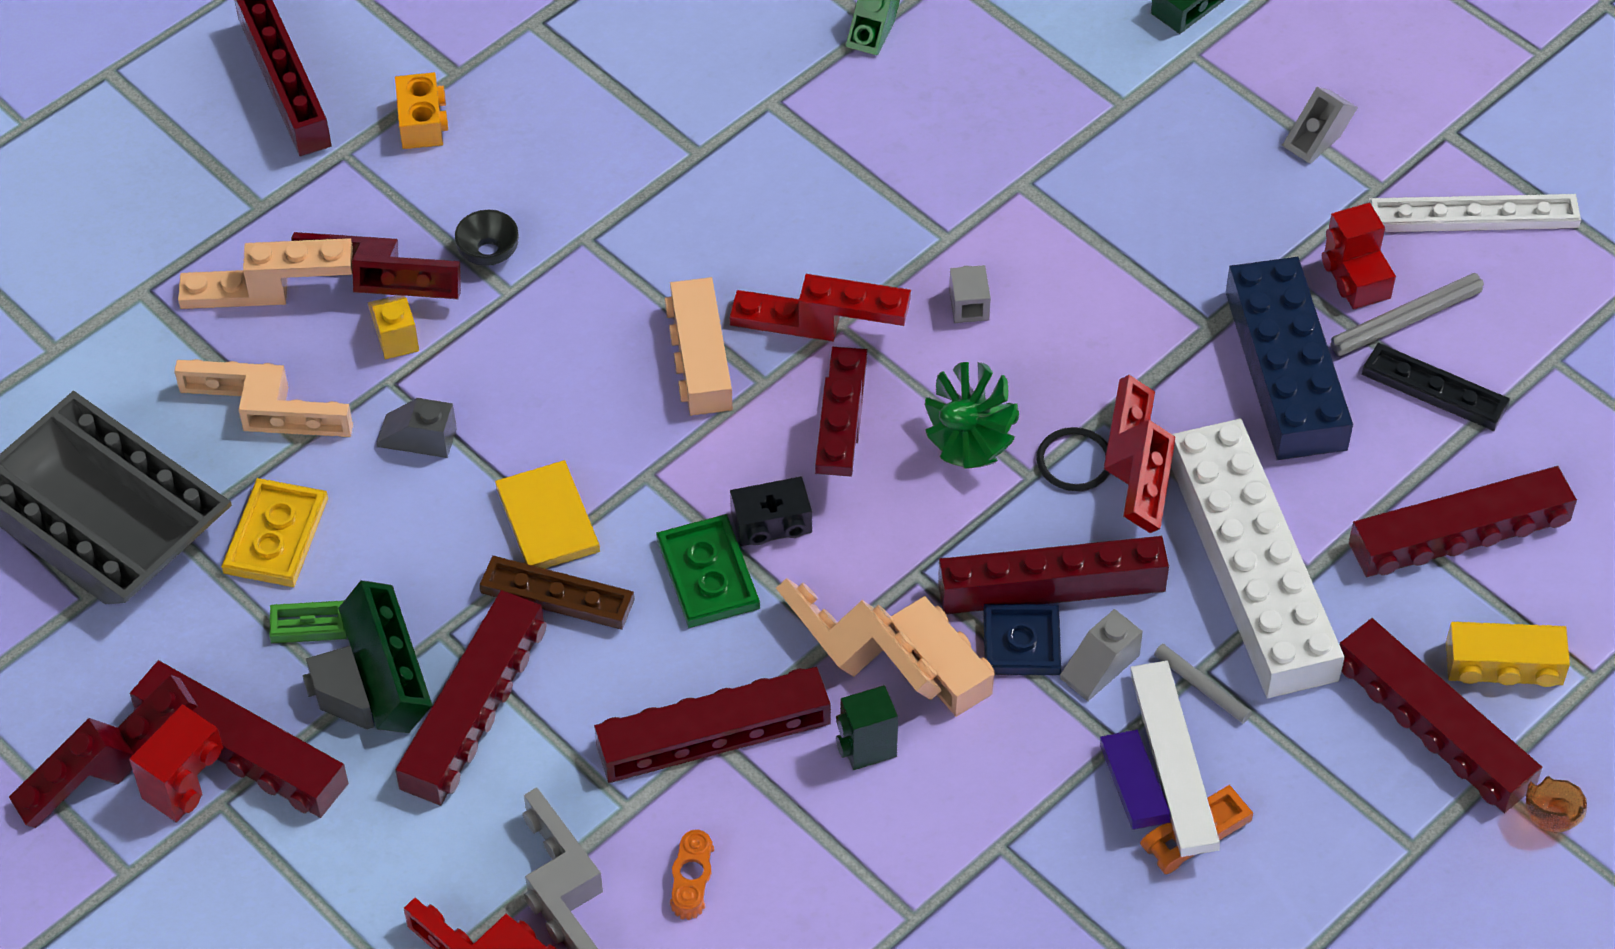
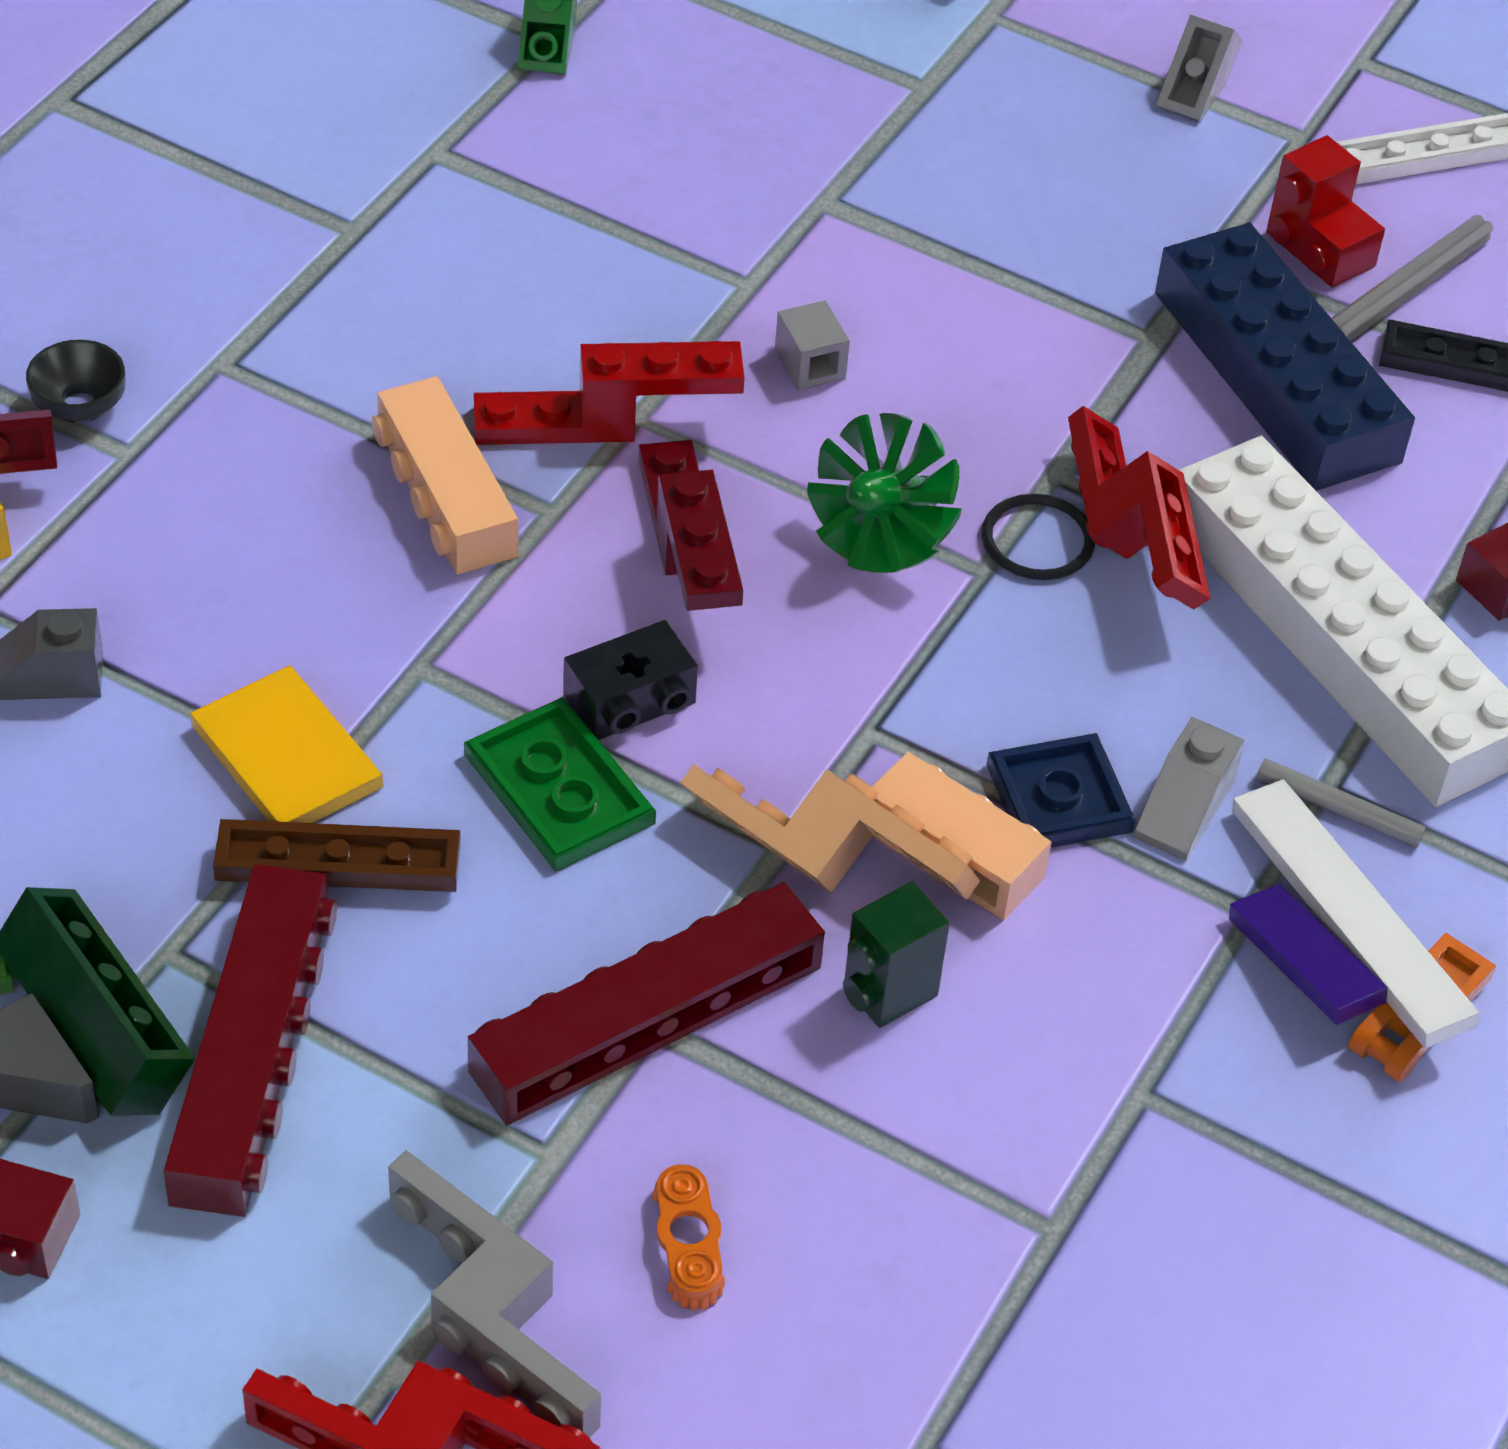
camera: 20 degrees left, 5 degrees down
(1053, 574) = (1076, 690): dark red brick -> none

